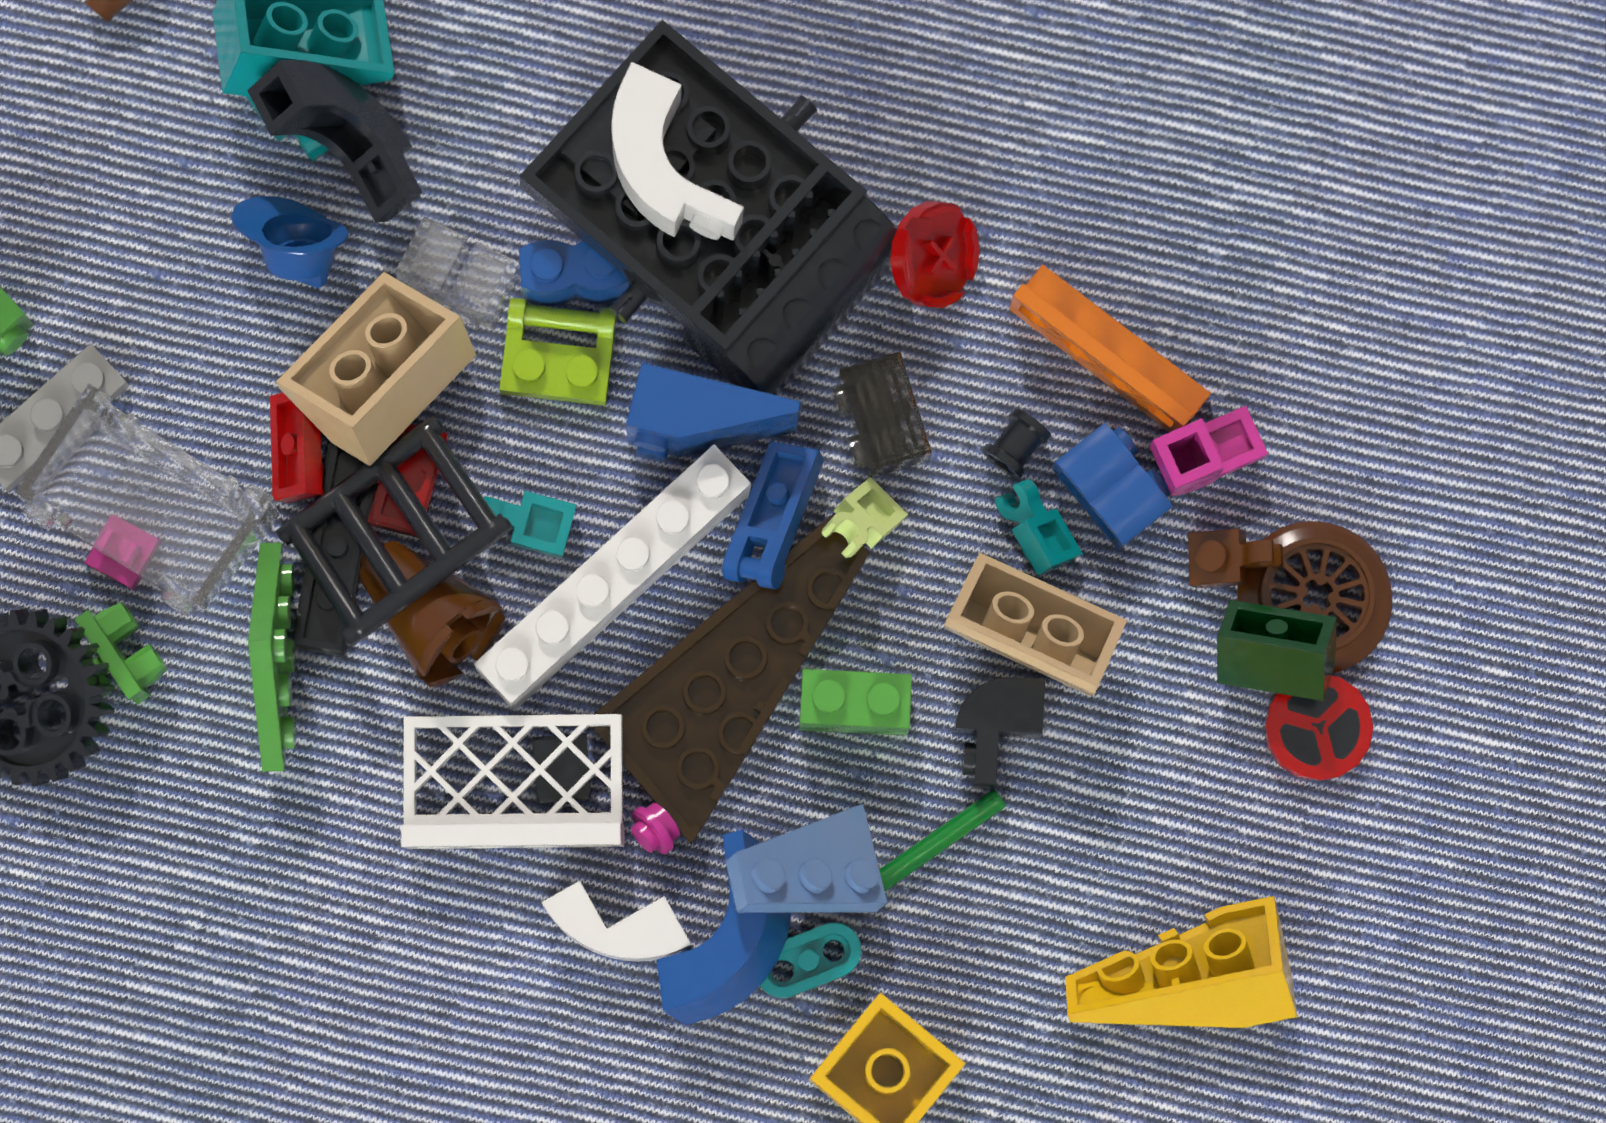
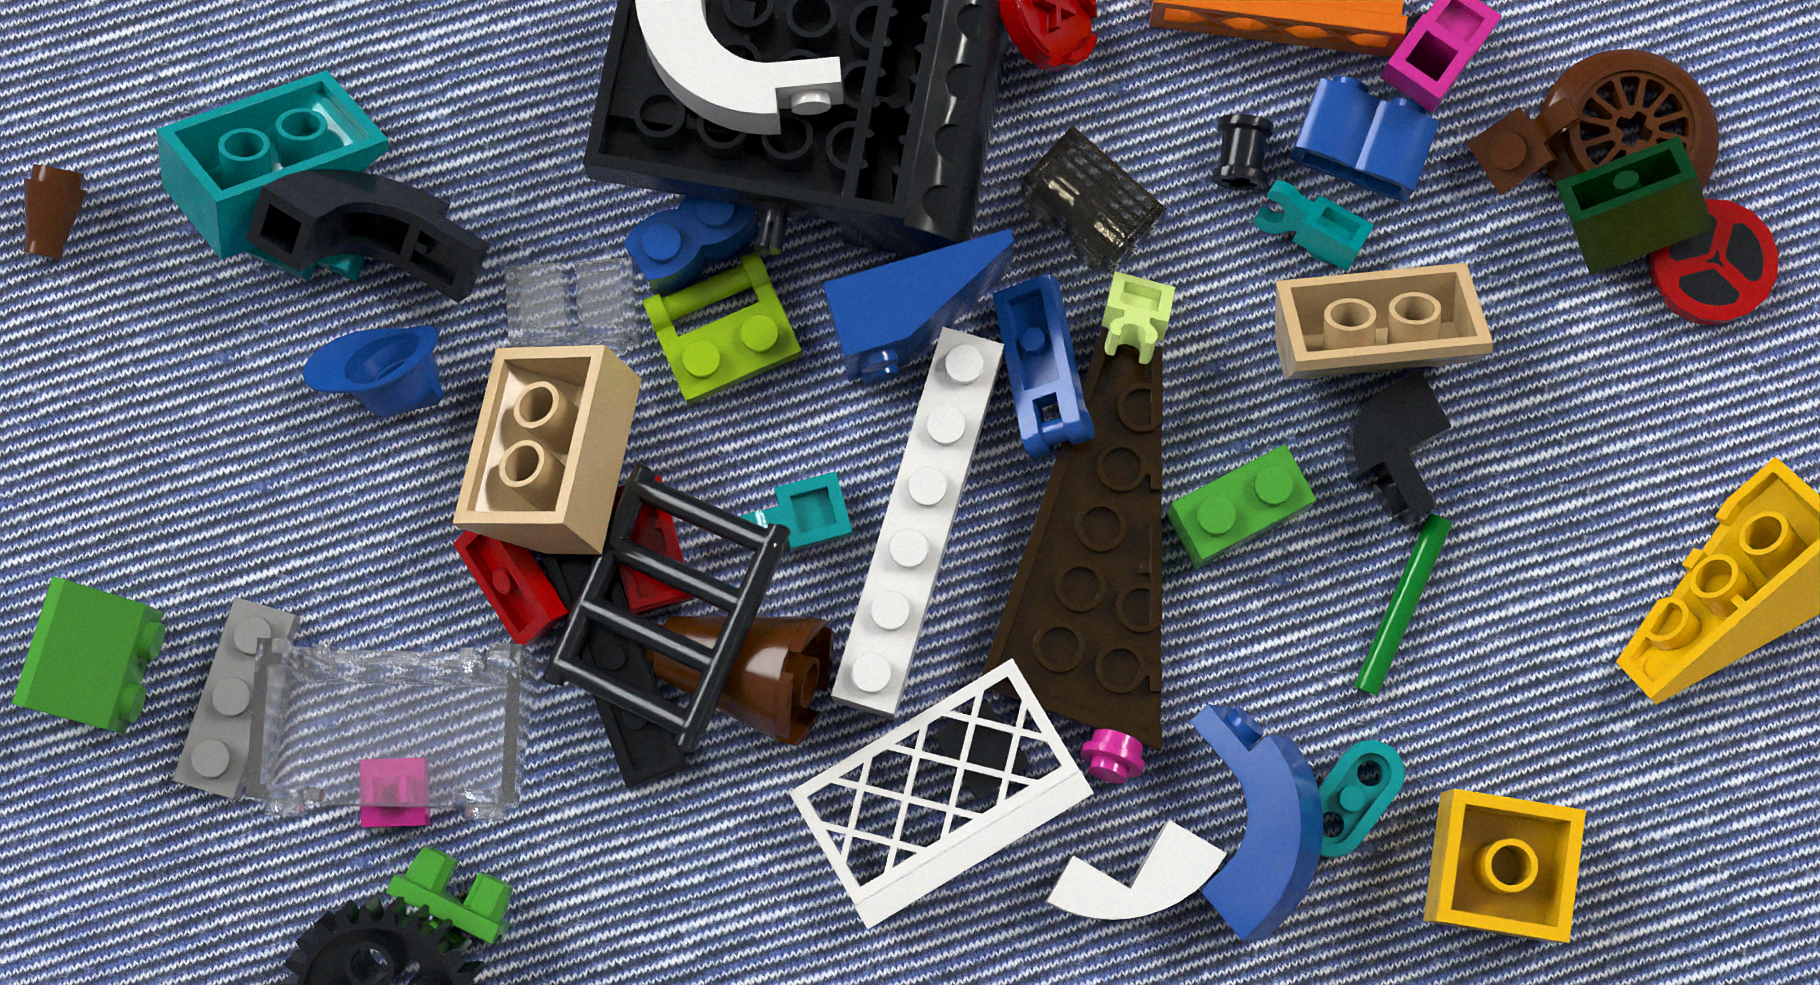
camera: 20 degrees left, 0 degrees up
(272, 656) = (617, 809): bright green plate -> none
(811, 869) = (1305, 704): medium blue wing -> none

